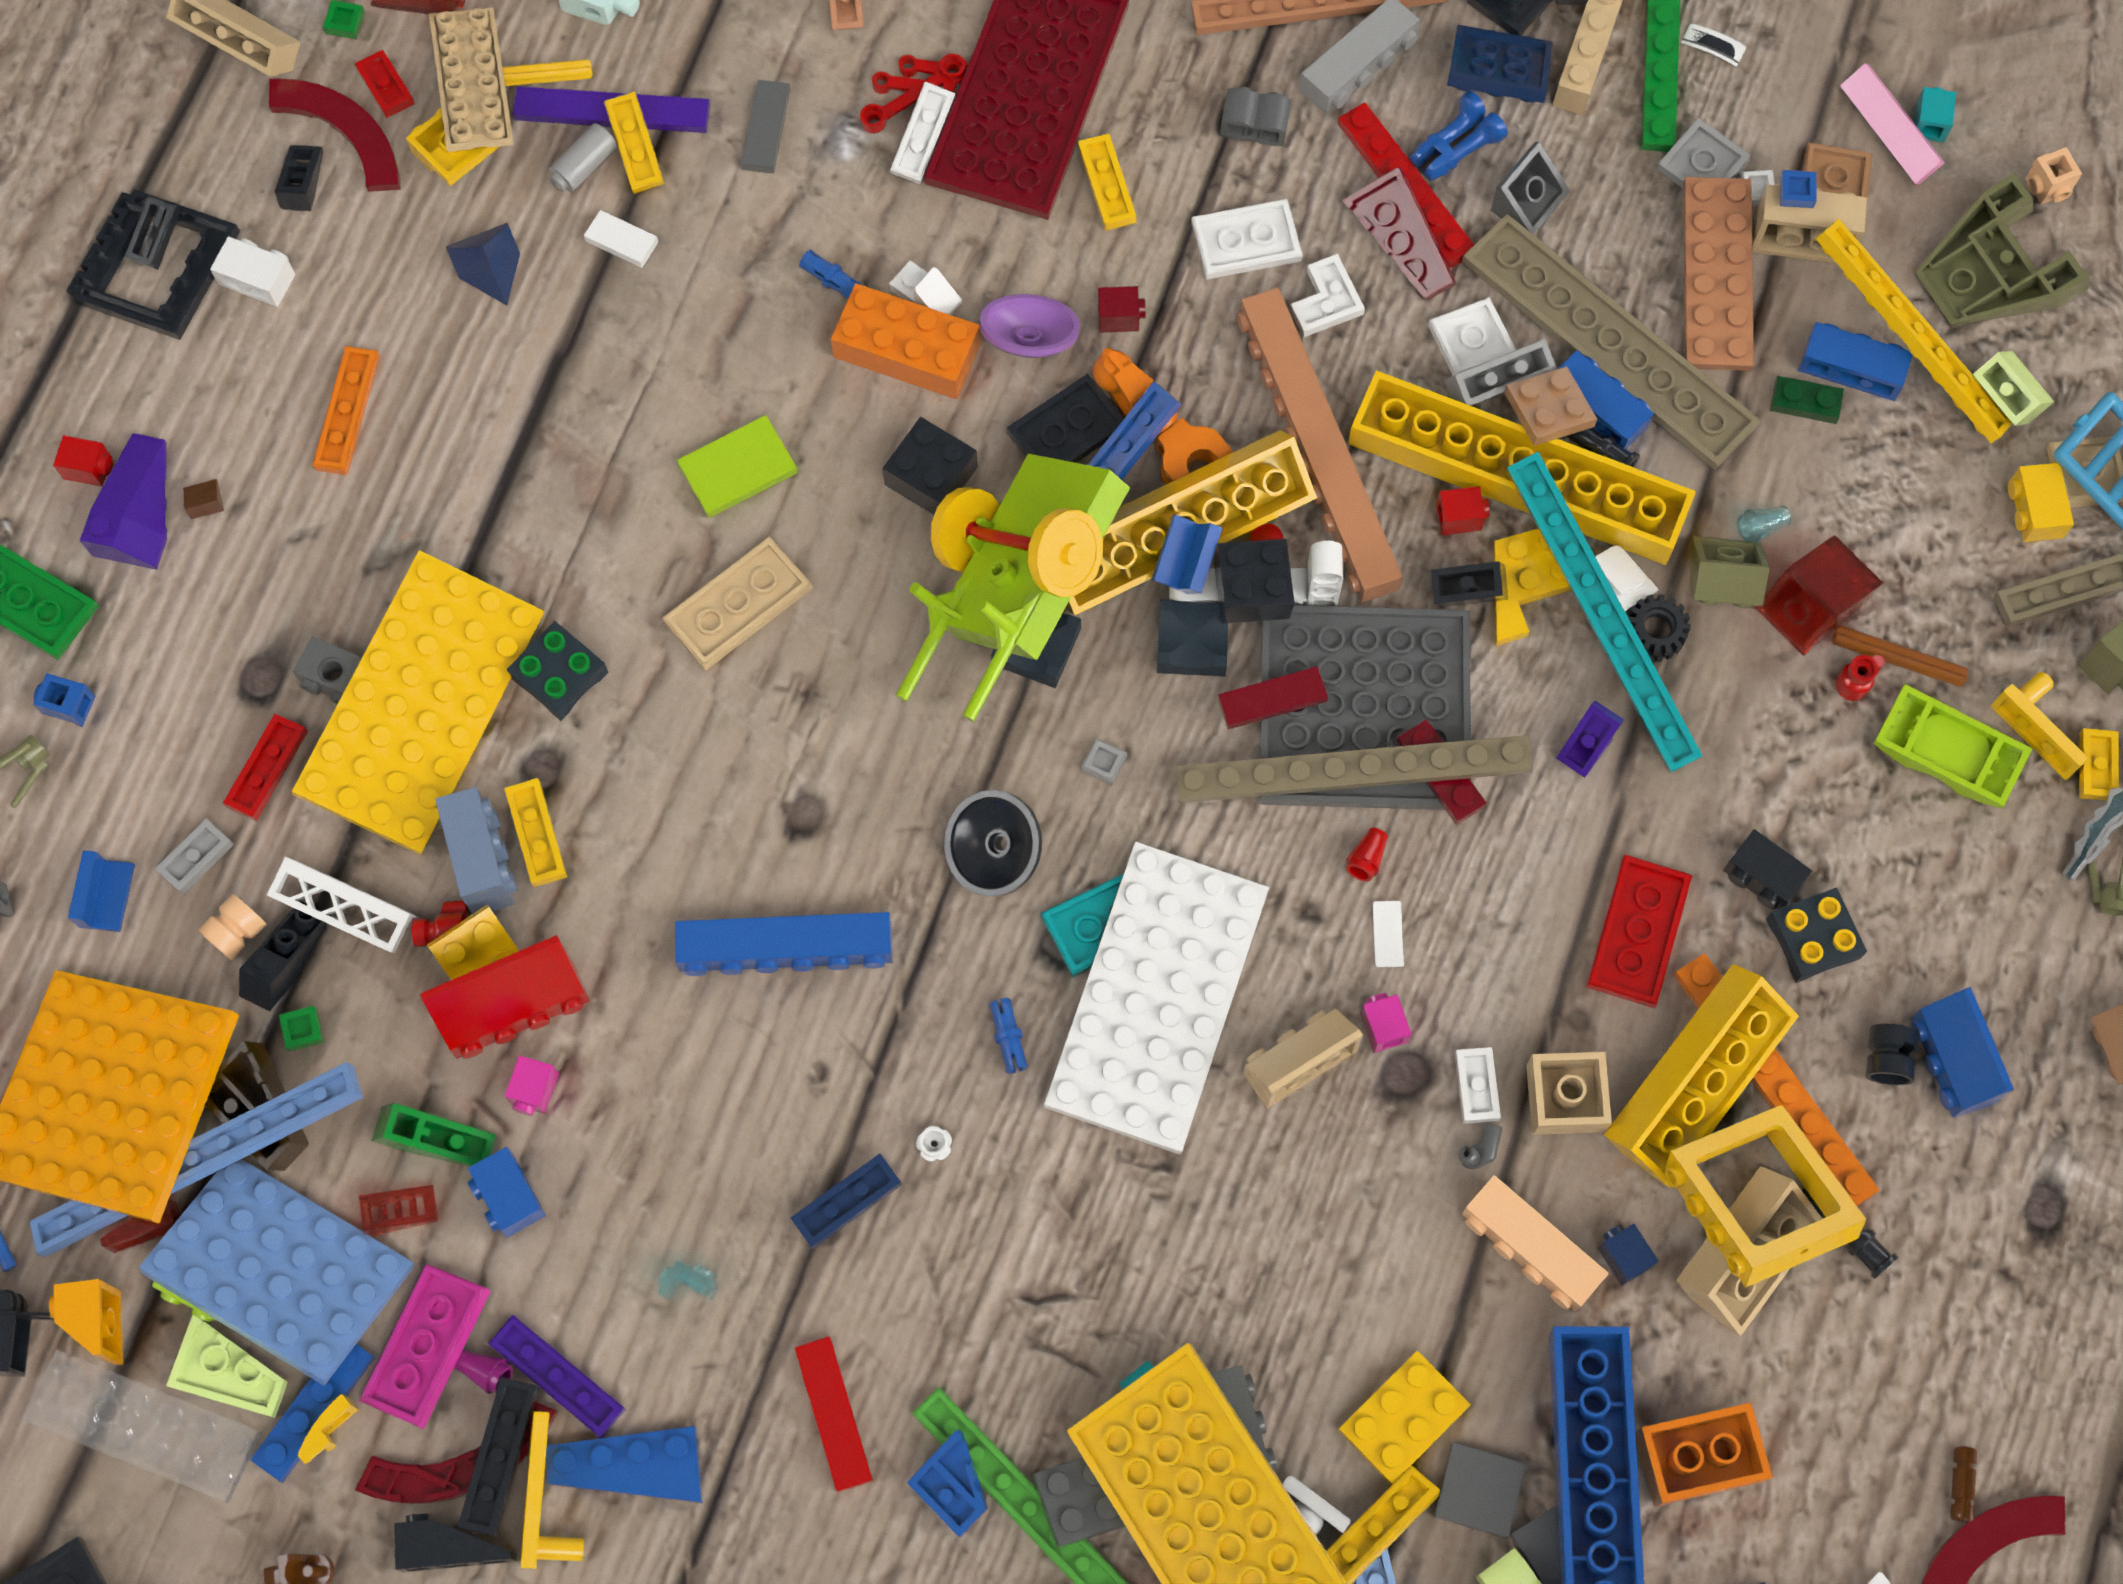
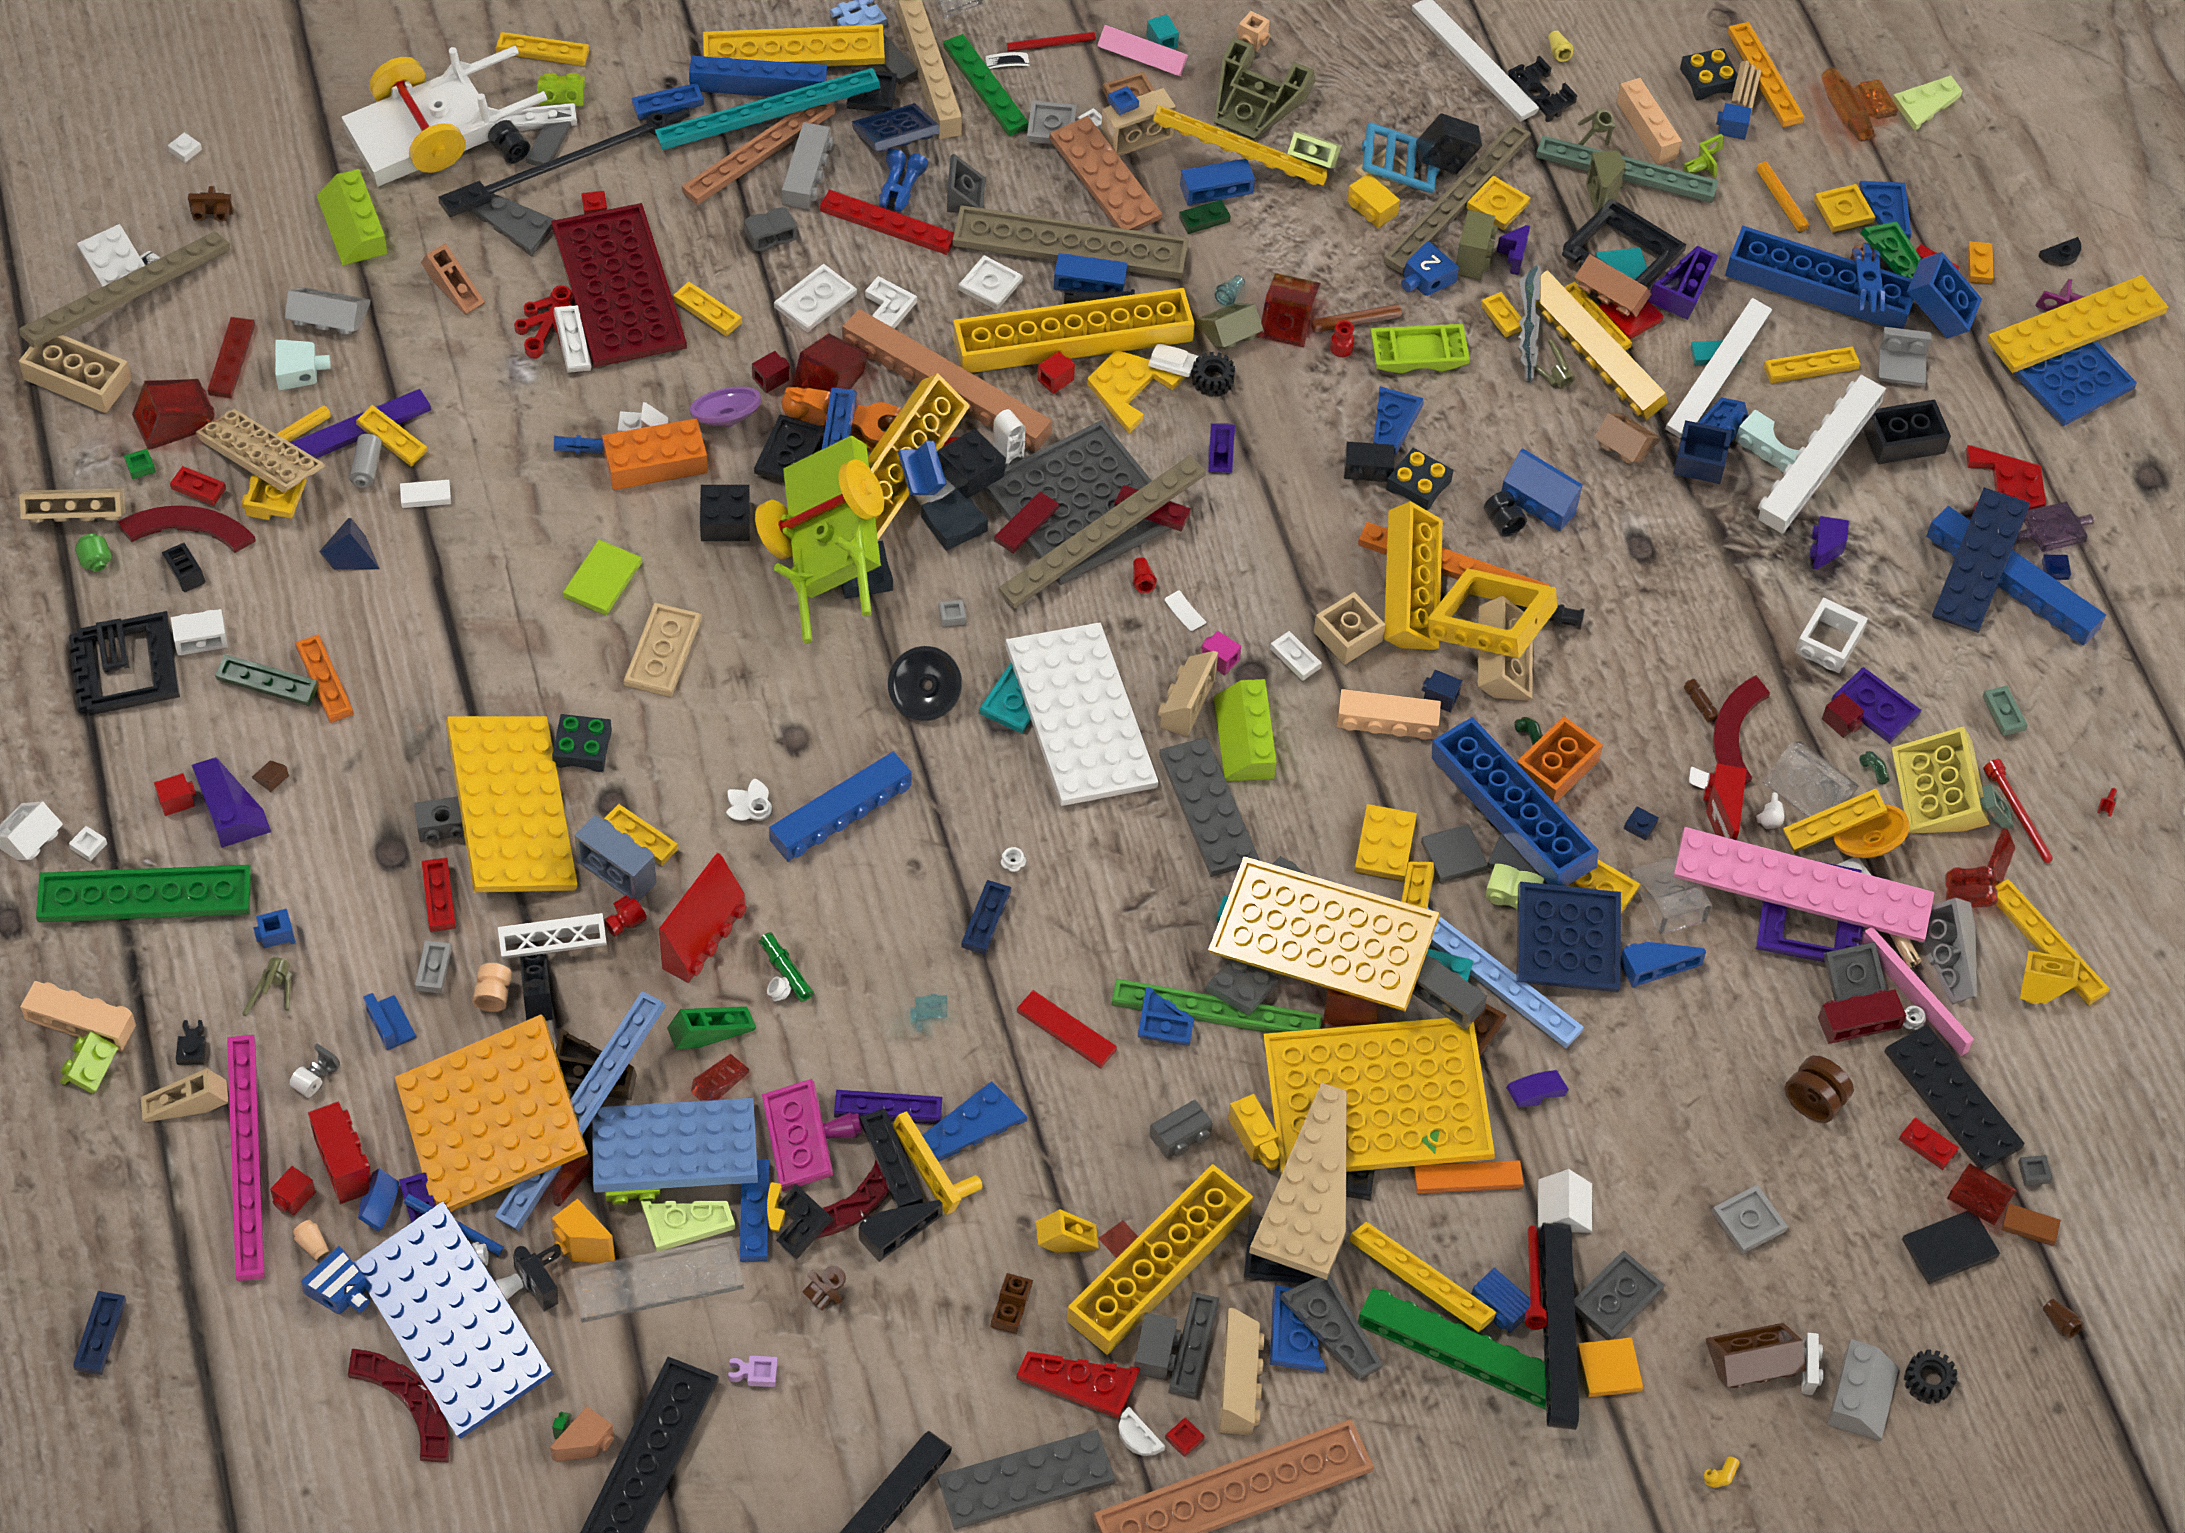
camera: 40 degrees left, 15 degrees down
(215, 103) = (93, 552): none -> bright green head
(279, 376) = (267, 680): none -> plate
(301, 1028) = (580, 1018): green plate -> none
(353, 1469) = (808, 1221): none -> black plate
(472, 944) = (652, 909): yellow plate -> none
(506, 1193) = (782, 1025): blue brick -> none
(531, 1086) = (749, 964): dark pink brick -> none
(542, 1138) = (778, 988): none -> white plate
(572, 1113) = (780, 958): none -> green pin
(689, 864) = (746, 802): none -> white plate
(765, 126) = (467, 386): dark grey tile -> none
(1008, 1035) = (1011, 781): blue pin -> none
(1188, 346) = (829, 365): none -> clear red slope
(1221, 1224) = (1208, 805): none -> dark grey plate
(1336, 1152) = (1245, 731): none -> lime slope
(1398, 224) = (902, 243): wing -> none
(1469, 584) = (1093, 403): black brick -> none
(1484, 1151) = (1325, 686): dark grey arm -> none
(1494, 376) = (1025, 286): light grey brick -> none
(1550, 406) = (1068, 286): medium nougat plate -> none
(1604, 612) = (1180, 376): teal plate -> none
(1639, 931) = (1322, 532): red tile -> none
(1707, 1380) = (1529, 726): none -> dark green arm
(1786, 47) = (1051, 41): none -> red bar
(1846, 829) = (1395, 416): none -> blue wing
(2020, 713) = (1451, 312): yellow piece -> none
(2043, 644) = (1429, 270): none -> blue torso

